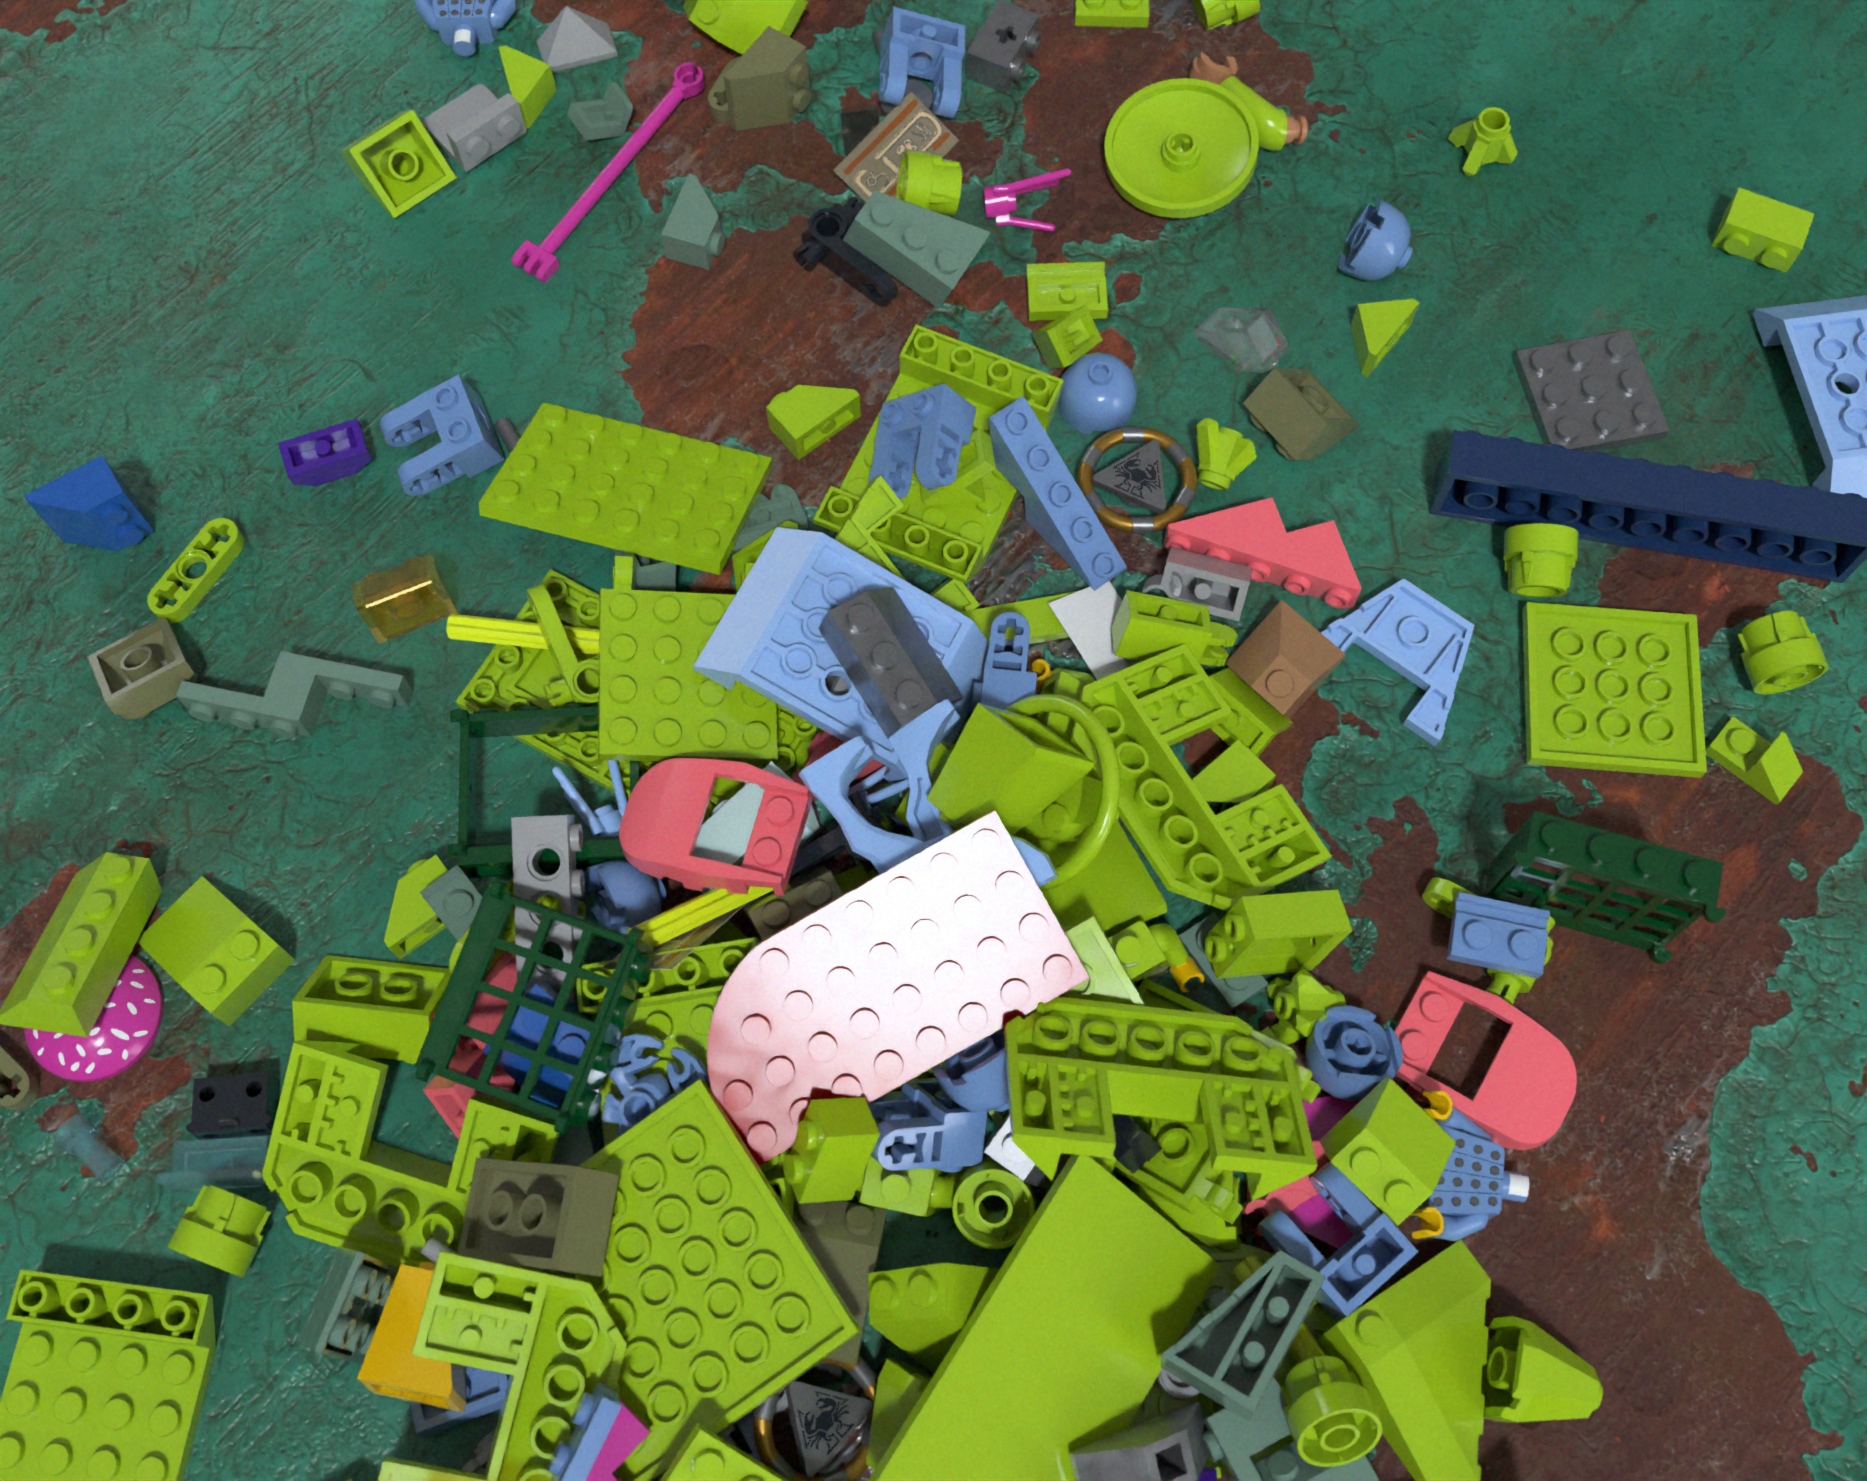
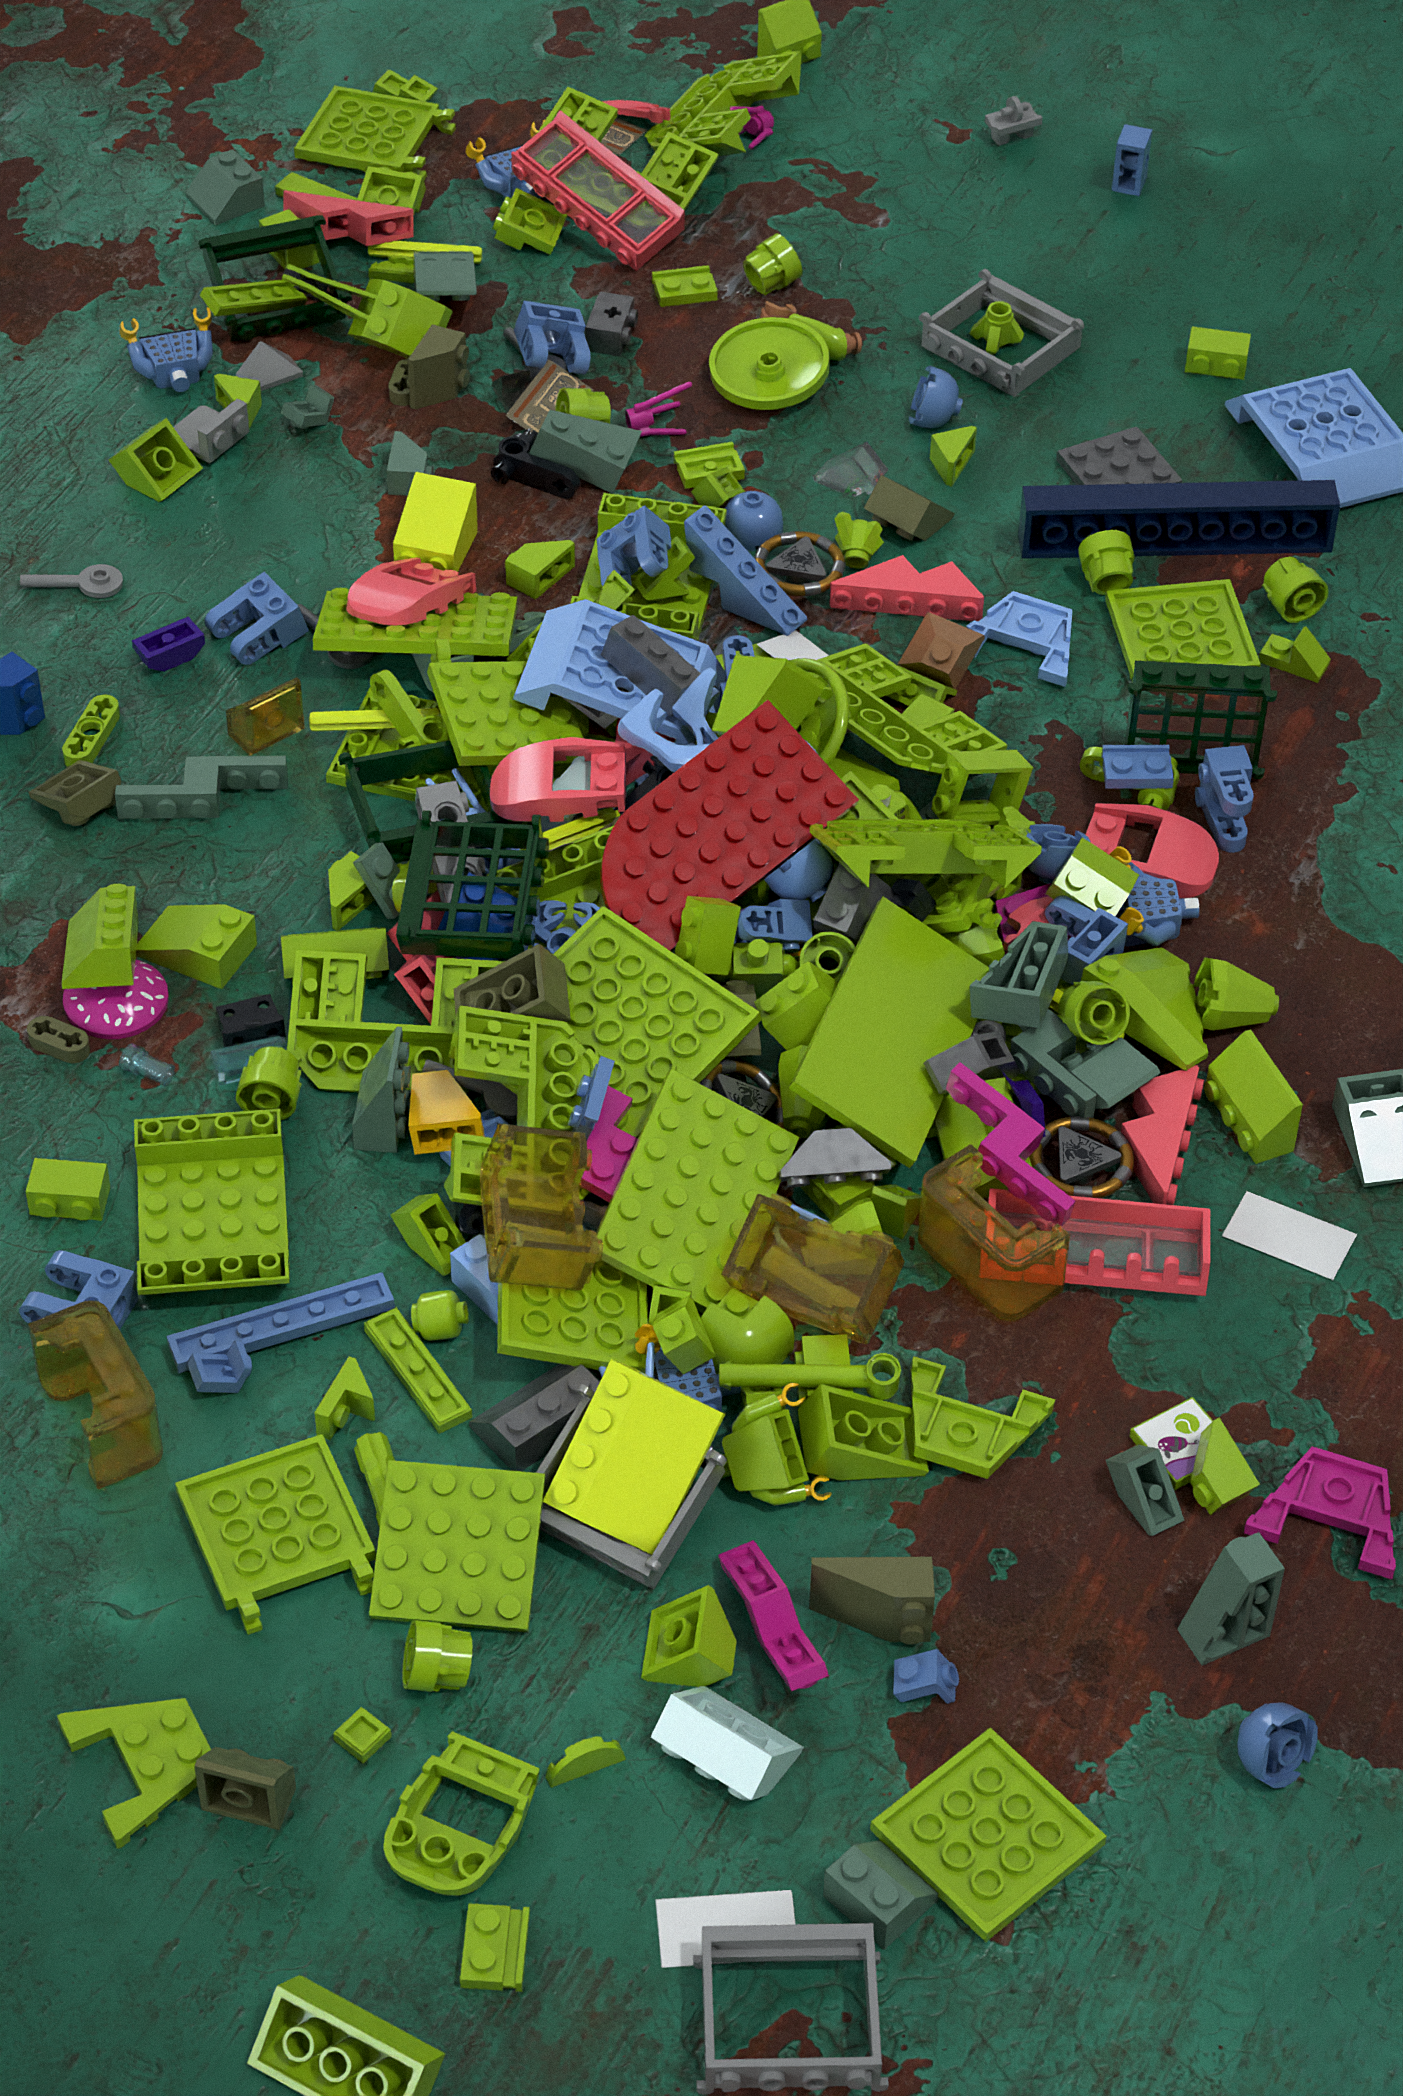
camera: 15 degrees left, 20 degrees down
(278, 330) = (93, 581): none -> light grey piece
(540, 258) = (292, 503): dark pink hinge -> none
(603, 461) = (405, 591): none -> coral slope
(697, 334) = (437, 522): none -> neon yellow slope
(1156, 624) = (837, 635): lime hinge -> none
(1204, 582) = (866, 614): light grey hinge -> none
(1527, 116) = (1028, 311): none -> light grey window
(1603, 994) = (1226, 794): none -> medium blue brick

